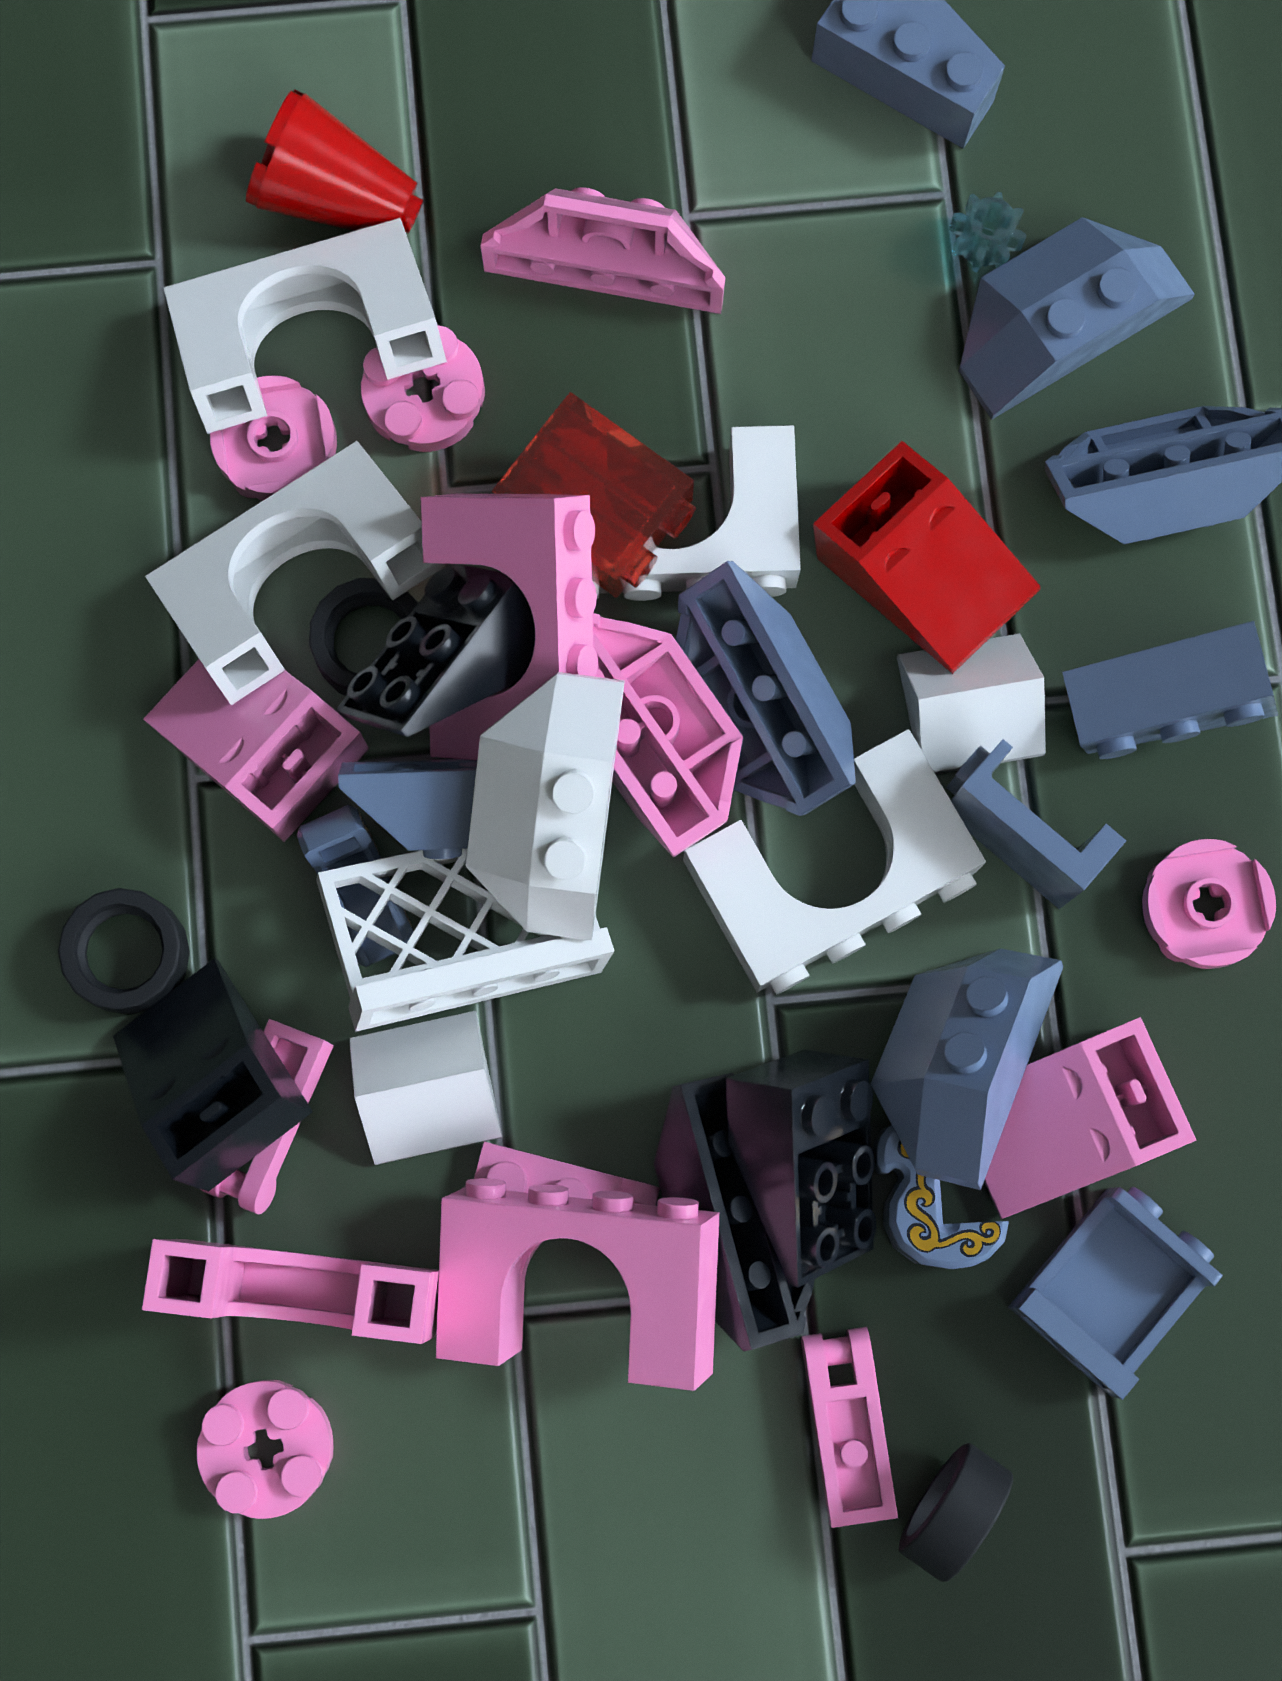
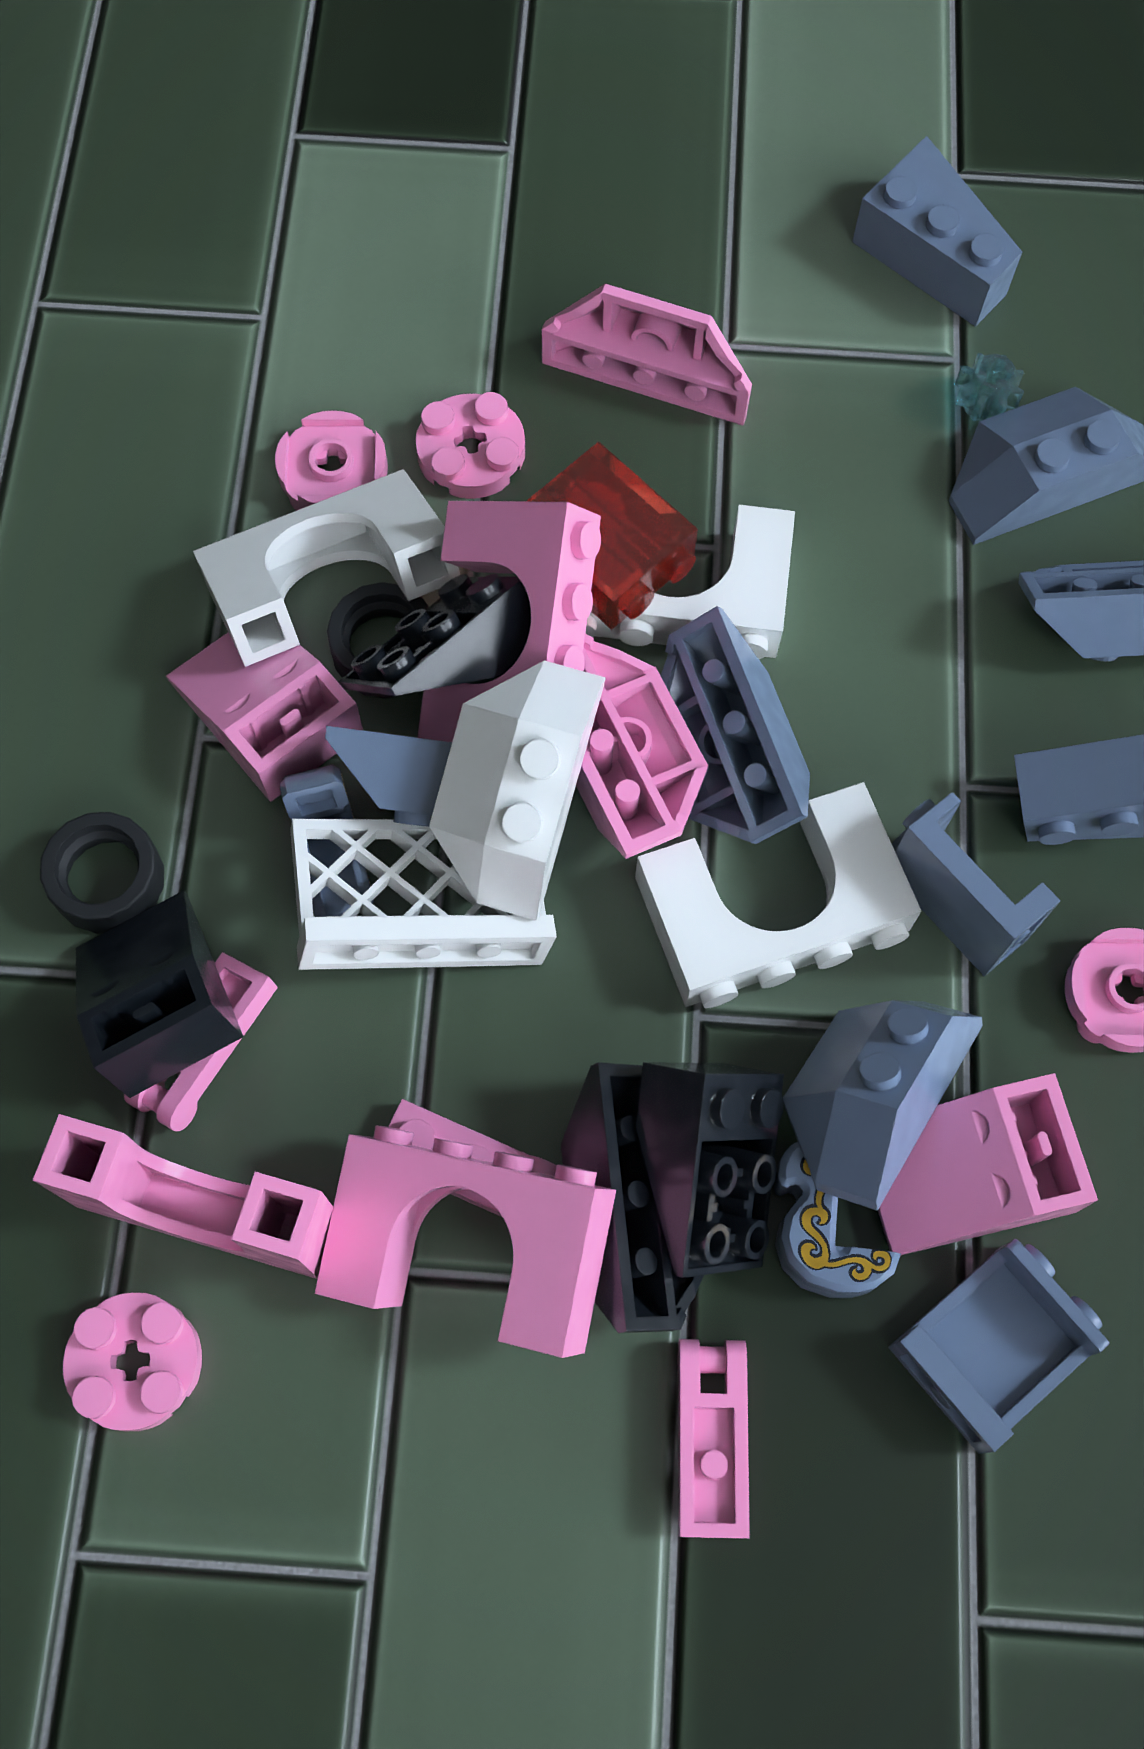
camera: 10 degrees right, 10 degrees down
(230, 312) = (314, 356): white arch -> none
(328, 172) = (421, 259): red cone -> none
(424, 1088) = (354, 1043): white slope -> none
(923, 557) = (896, 637): red slope -> none
(956, 1512) = (809, 1541): black tyre -> none
(981, 703) = (929, 762): white slope -> none

